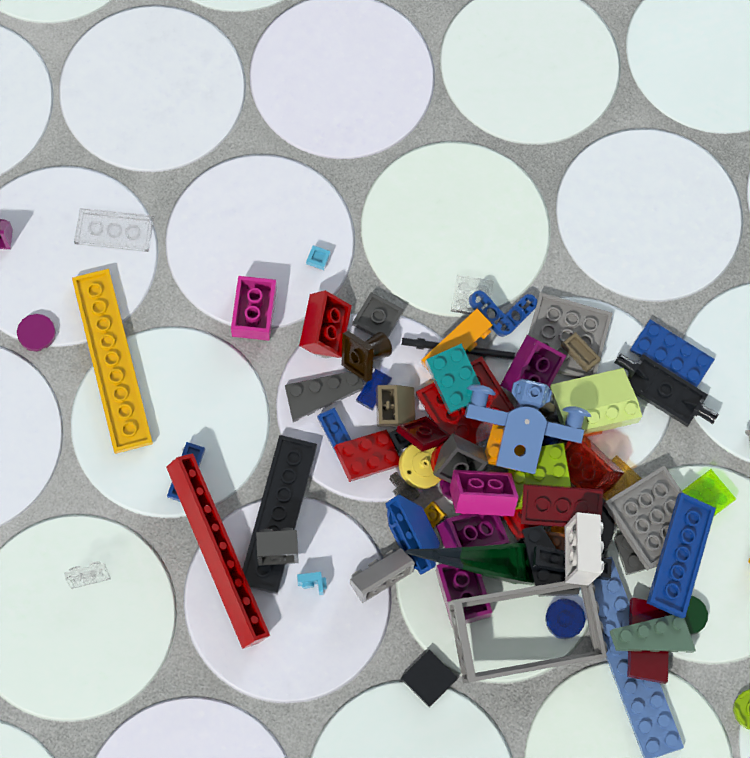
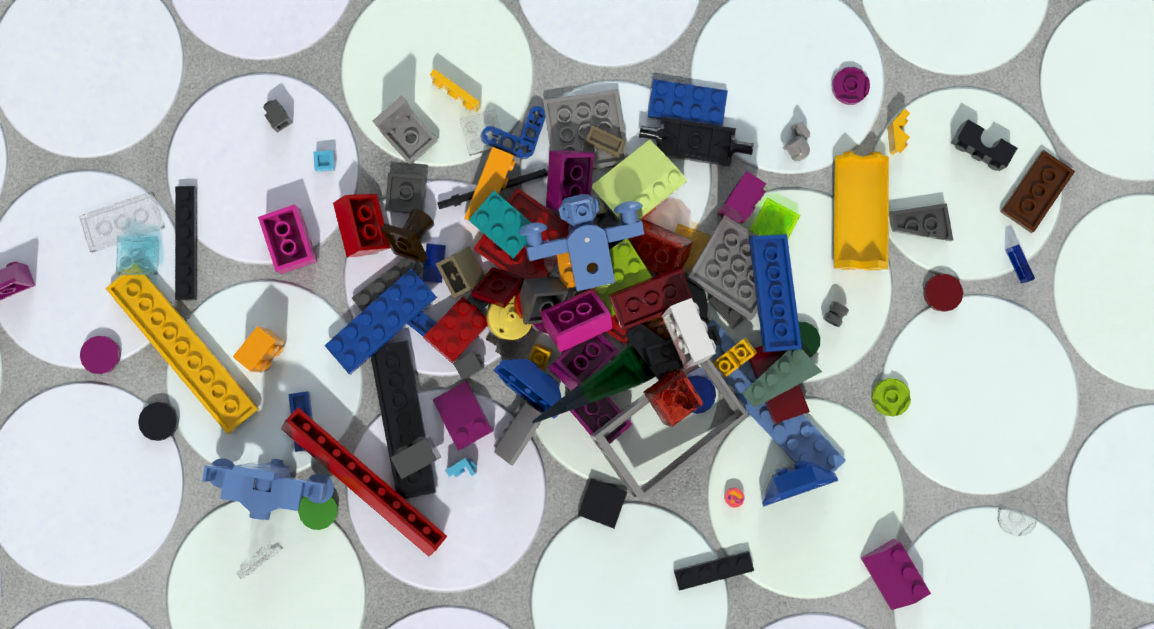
camera: 25 degrees left, 15 degrees up
(57, 413) = (158, 421): none -> black tile
(114, 262) = (137, 255): none -> clear light blue plate
(134, 511) = (272, 488): none -> medium blue piece
(160, 273) = (185, 243): none -> black plate
(160, 559) = (318, 515): none -> bright green tile
(181, 390) = (259, 350): none -> light orange brick
(295, 201) = (276, 115): none -> dark grey brick
(302, 416) = (380, 321): none -> blue plate
(336, 536) = (463, 415): none -> magenta slope
(363, 492) = (469, 365): none -> dark grey brick
(401, 253) = (400, 121): none -> light grey bracket
(463, 250) = (455, 91): none -> yellow plate
(543, 599) = (673, 397): none -> clear red brick
(558, 733) = (734, 497): none -> coral tile
(617, 598) = (735, 357): none -> yellow slope
(626, 741) = (795, 481): none -> blue wedge
(687, 455) = (743, 198): none -> magenta brick
(732, 605) = (836, 314): none -> dark grey wheel

